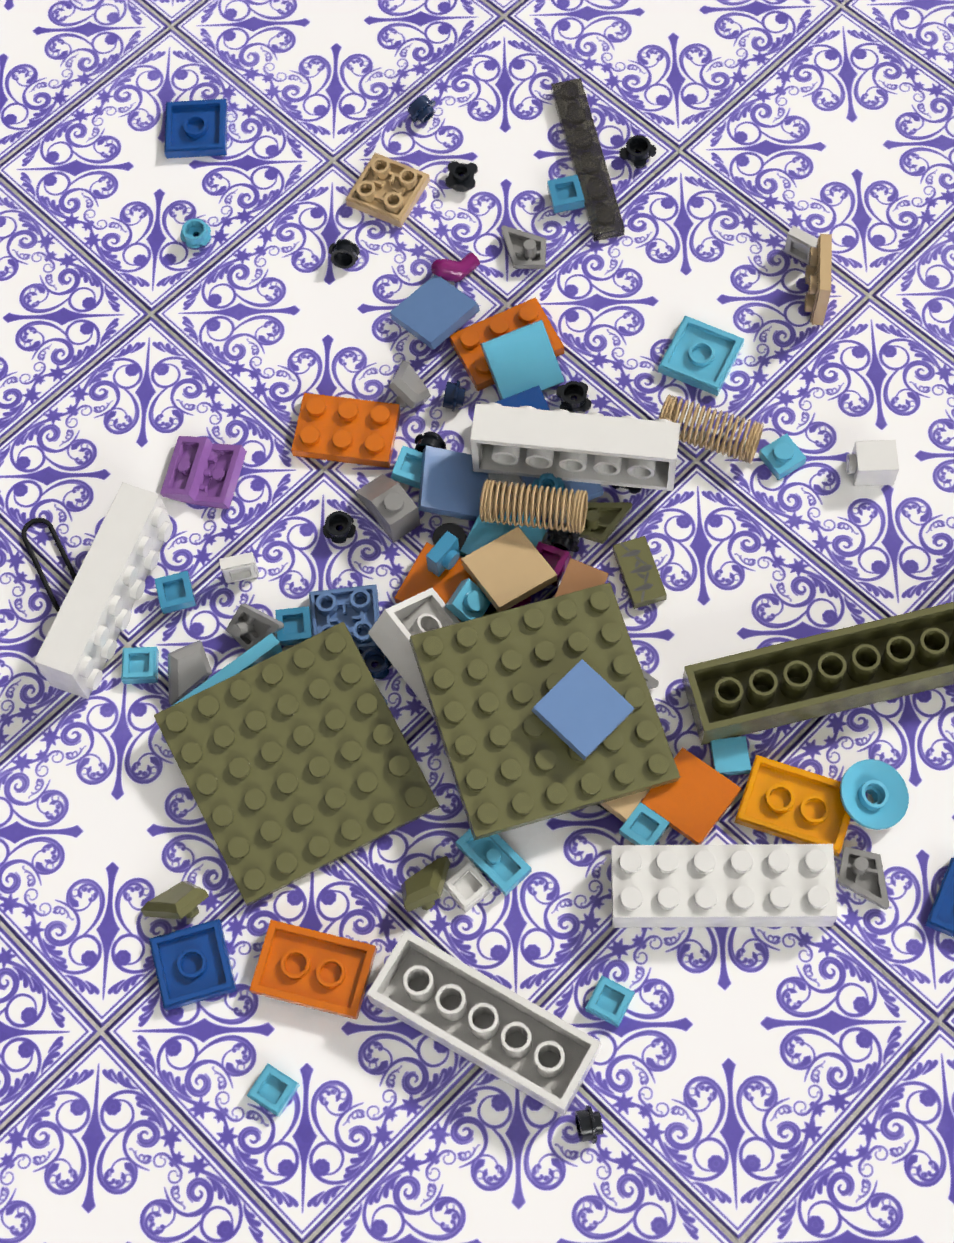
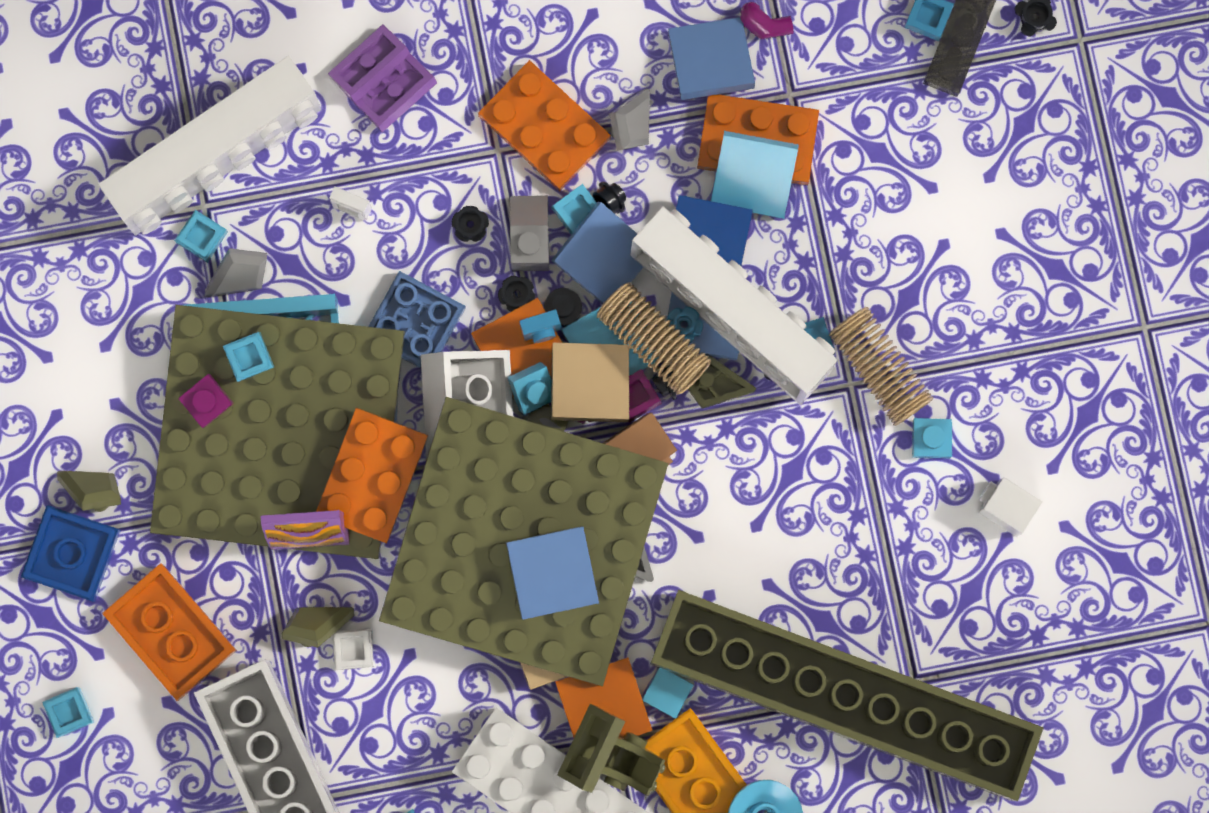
camera: 25 degrees right, 15 degrees up
(35, 561) = (171, 65): black piece -> none
(175, 592) = (277, 186): dark azure plate -> none
(225, 768) = (206, 401): none -> magenta plate
(236, 713) = (248, 356): none -> medium azure tile
(252, 626) = (323, 272): light grey piece -> none
(296, 625) = (362, 296): dark azure plate -> none
(369, 808) = (305, 530): none -> slope
(375, 655) = (408, 374): dark blue plate -> none
(392, 740) = (373, 474): none -> orange plate
(405, 544) = (514, 284): none -> black plate
(454, 396) = (668, 161): dark blue plate -> none
(495, 860) = (392, 647): medium azure plate -> none
(525, 249) = (847, 48): light grey piece -> none
(574, 389) = (776, 231): black plate -> none
(639, 572) = (714, 460): olive tile -> none
(644, 826) = (542, 705): medium azure plate -> none
(701, 355) = (934, 280): medium azure tile -> none
(735, 817) = (601, 750): none -> olive tile
(799, 244) = (1115, 234): white tile -> none
(819, 279) = (1104, 278): tan tile -> none

